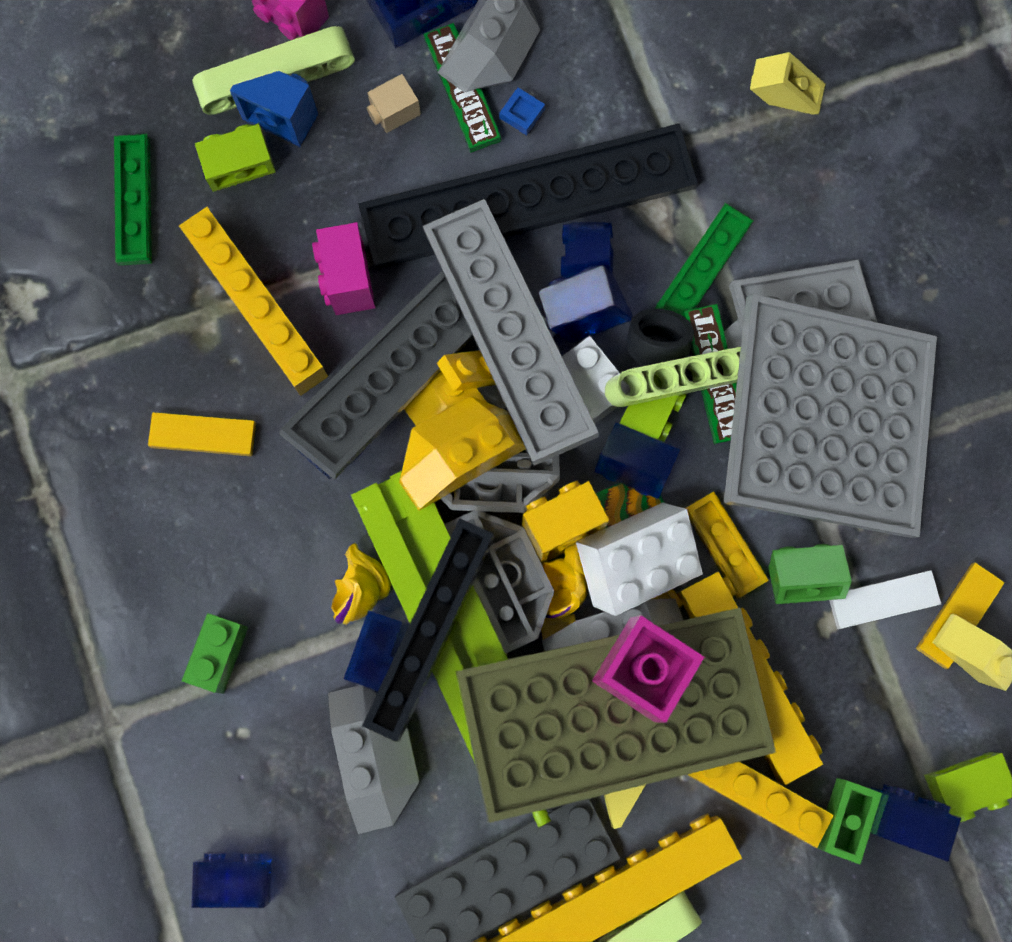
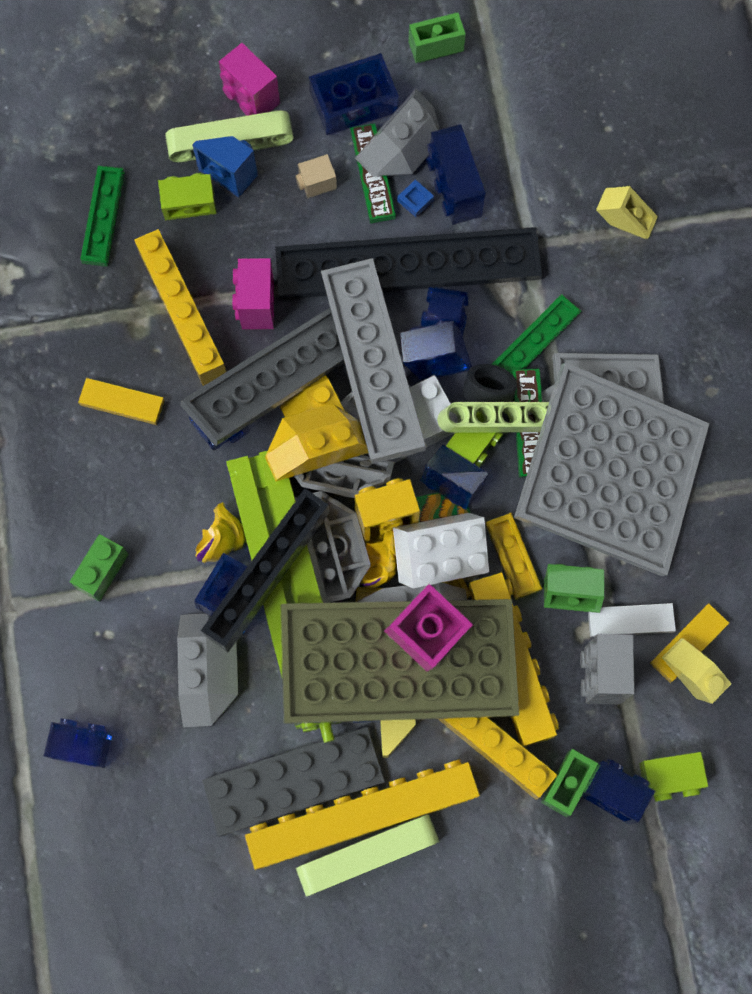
camera: 10 degrees right, 5 degrees down
(465, 370) = (333, 384): yellow plate -> none
(568, 72) = (455, 174): none -> clear blue brick
(874, 674) = (608, 669): none -> light grey brick

